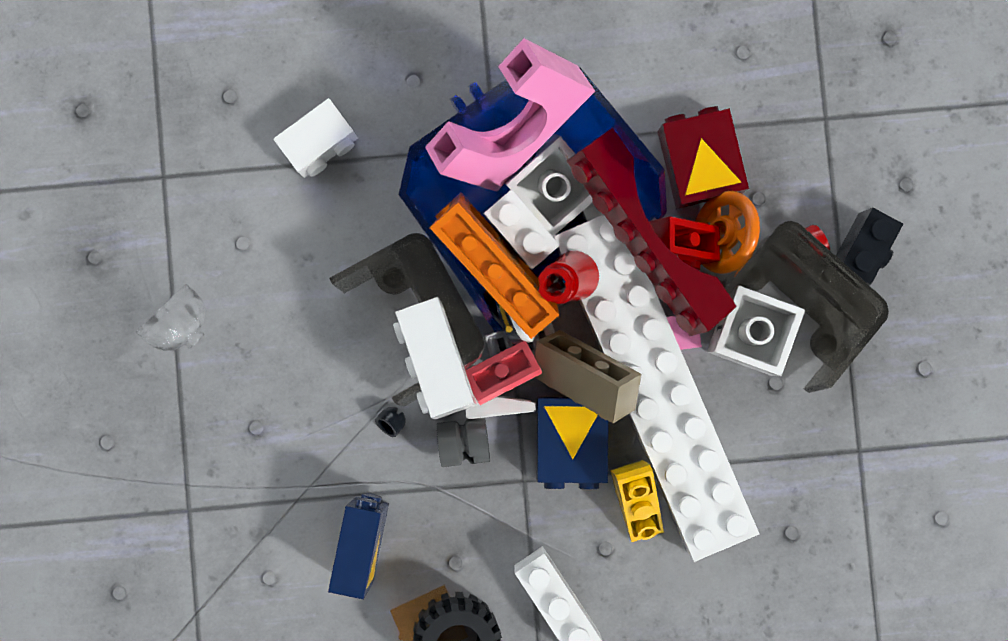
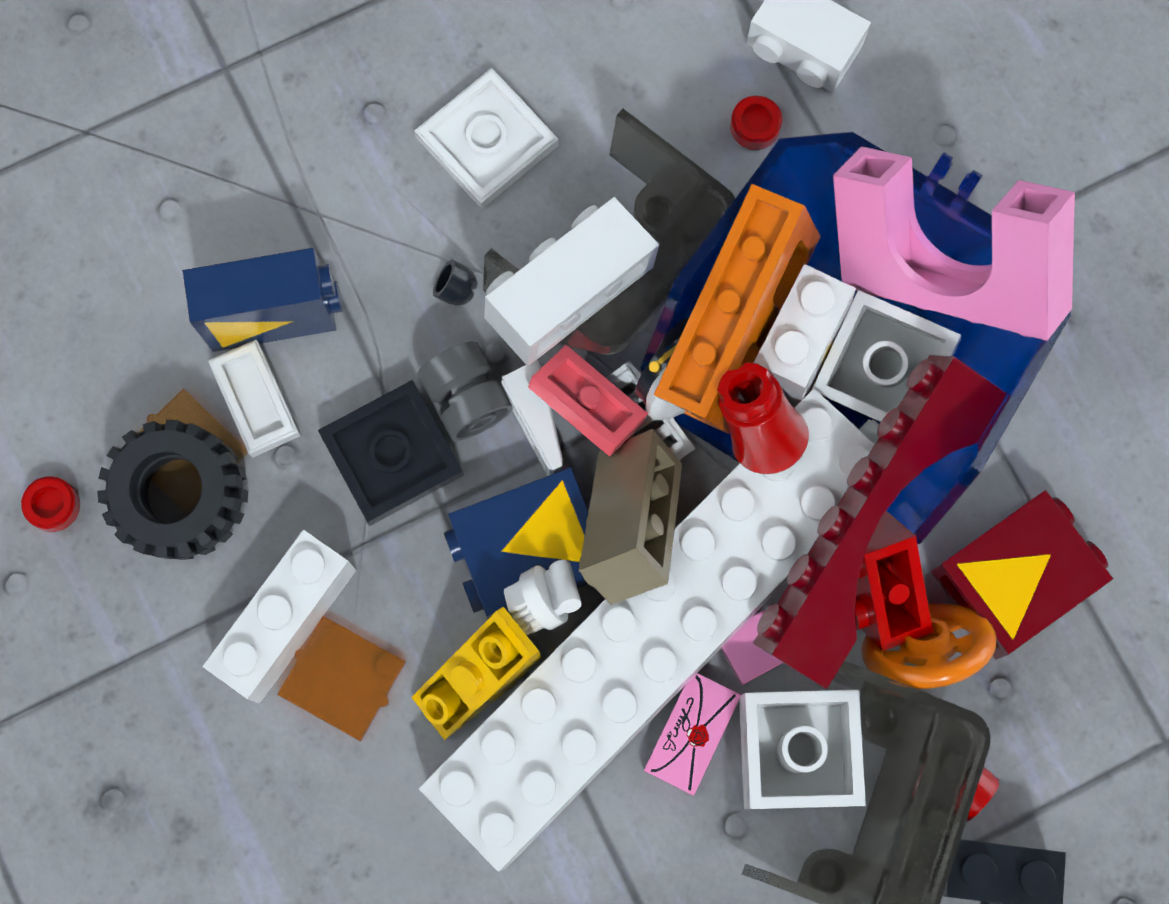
camera: 65 degrees right, 10 degrees down
(302, 364) = (486, 138): none -> white tile
(359, 194) = (756, 122): none -> red tile
(413, 569) = (254, 398): none -> white tile
(481, 500) = (390, 452): none -> black plate
(604, 578) = (341, 678): none -> clear orange piece
(613, 447) = (543, 597): none -> white piece
(718, 388) = (692, 733): none -> bright pink tile

